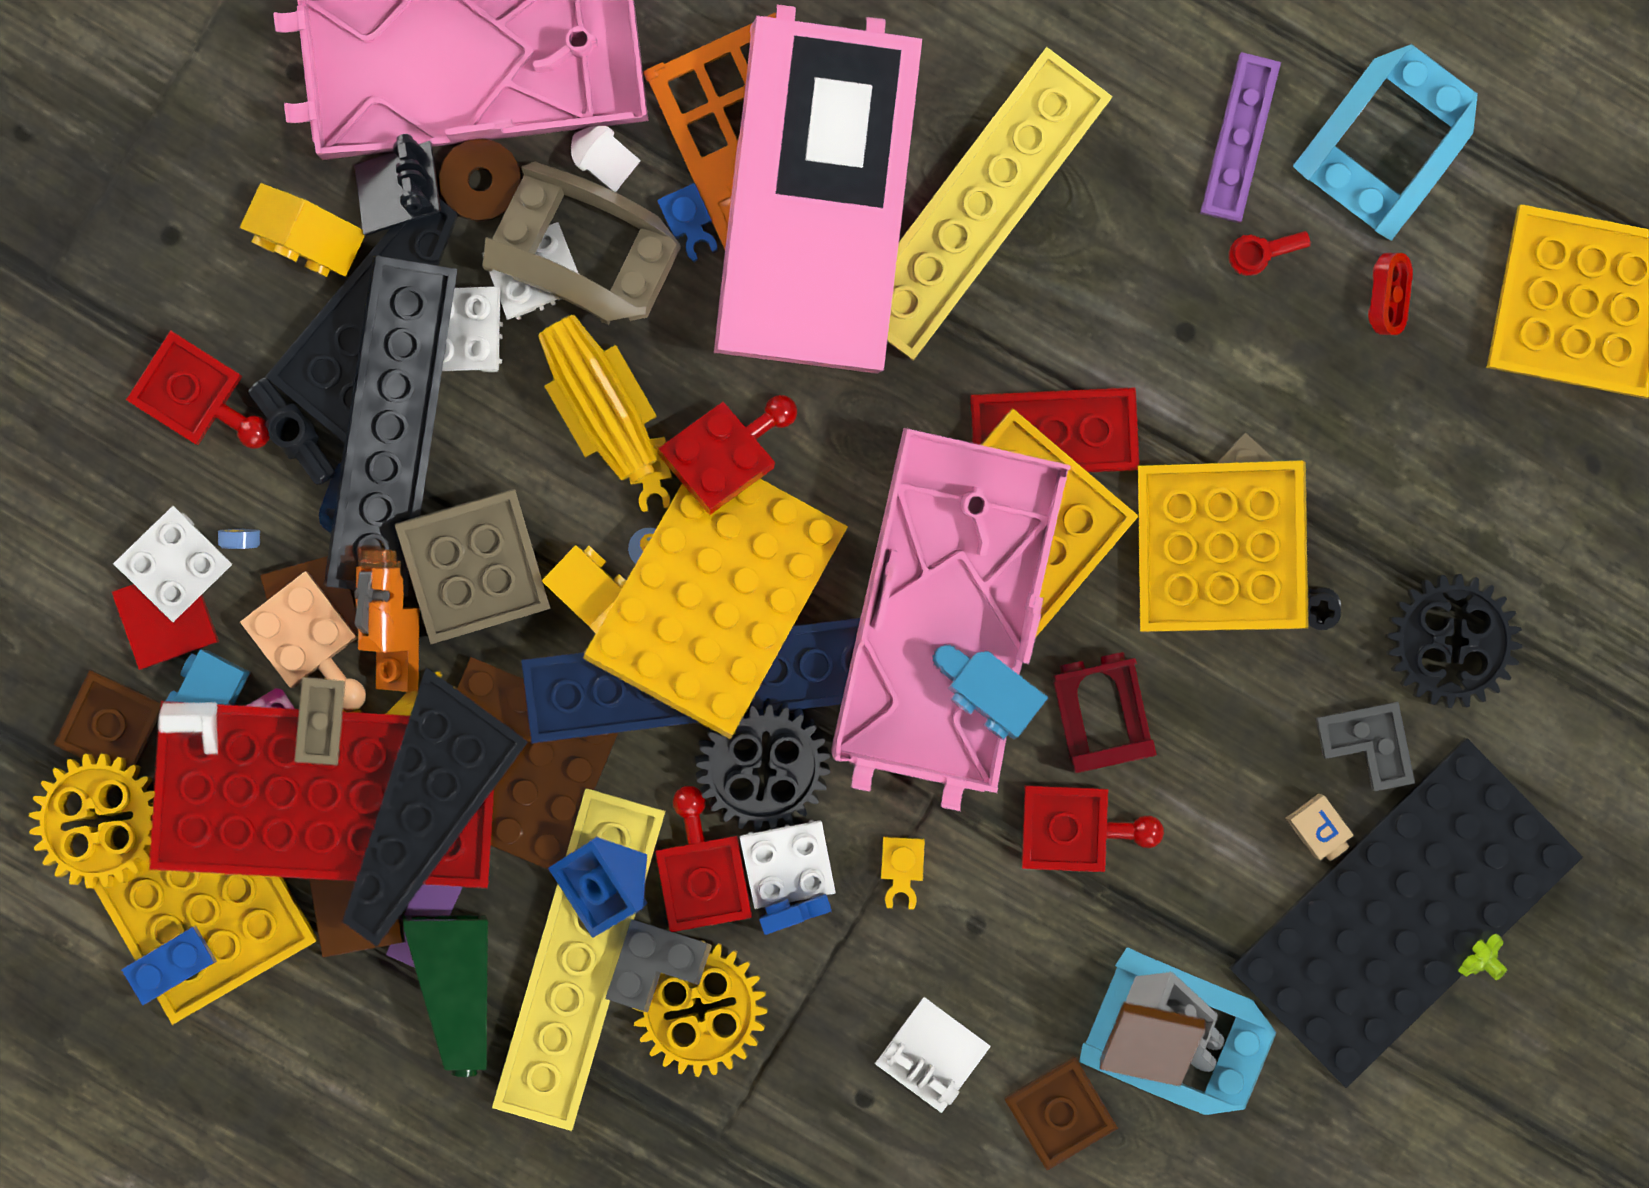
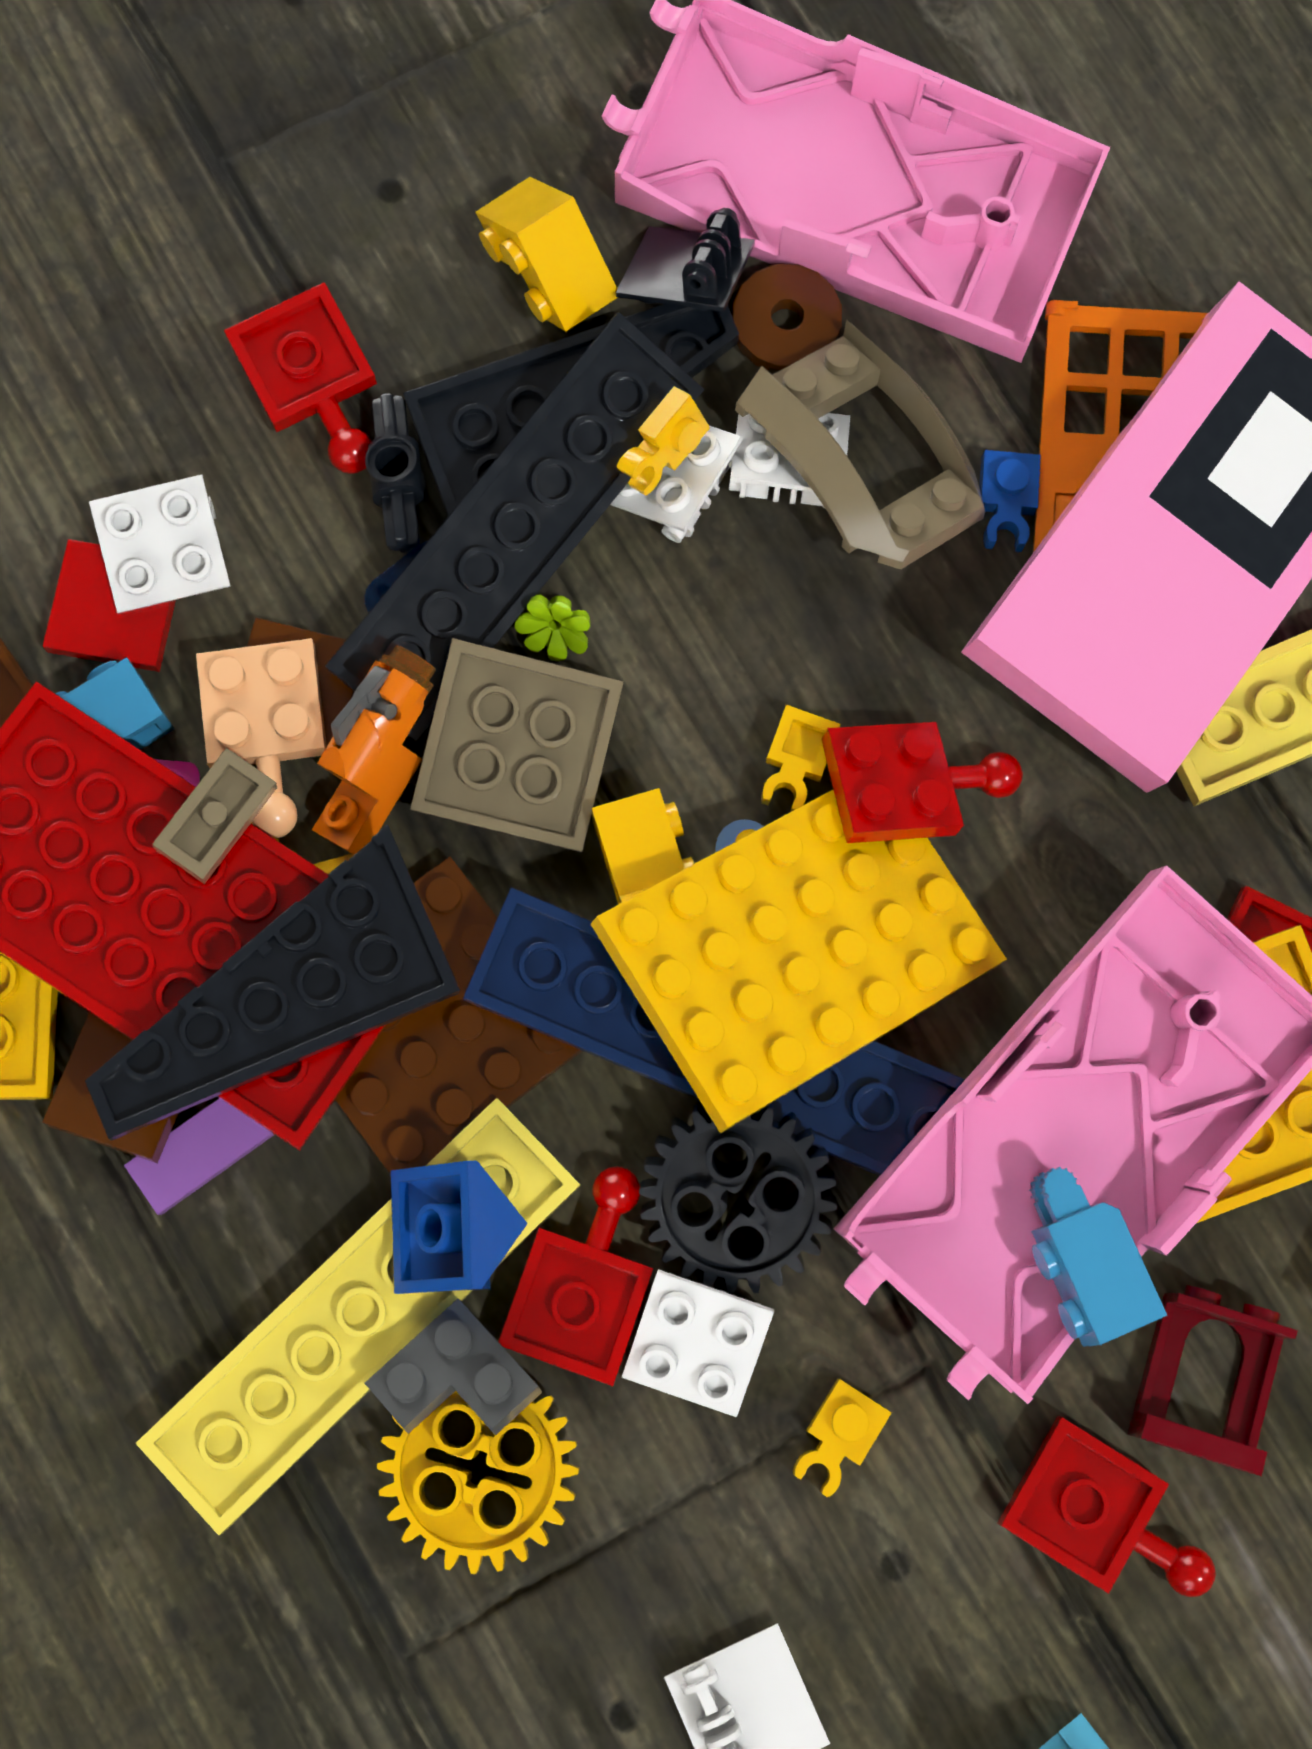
camera: 25 degrees right, 10 degrees down
(192, 718) = (71, 724): white tile -> none
(238, 538) = (256, 560): medium blue tile -> none
(450, 474) = (554, 626): none -> lime plant
(452, 316) = (668, 437): none -> yellow plate
(452, 974) = (185, 1243): dark green slope -> none
(599, 399) = (787, 628): yellow plate -> none
(603, 156) = (950, 366): white tile -> none
(782, 915) = (654, 1407): blue plate -> none

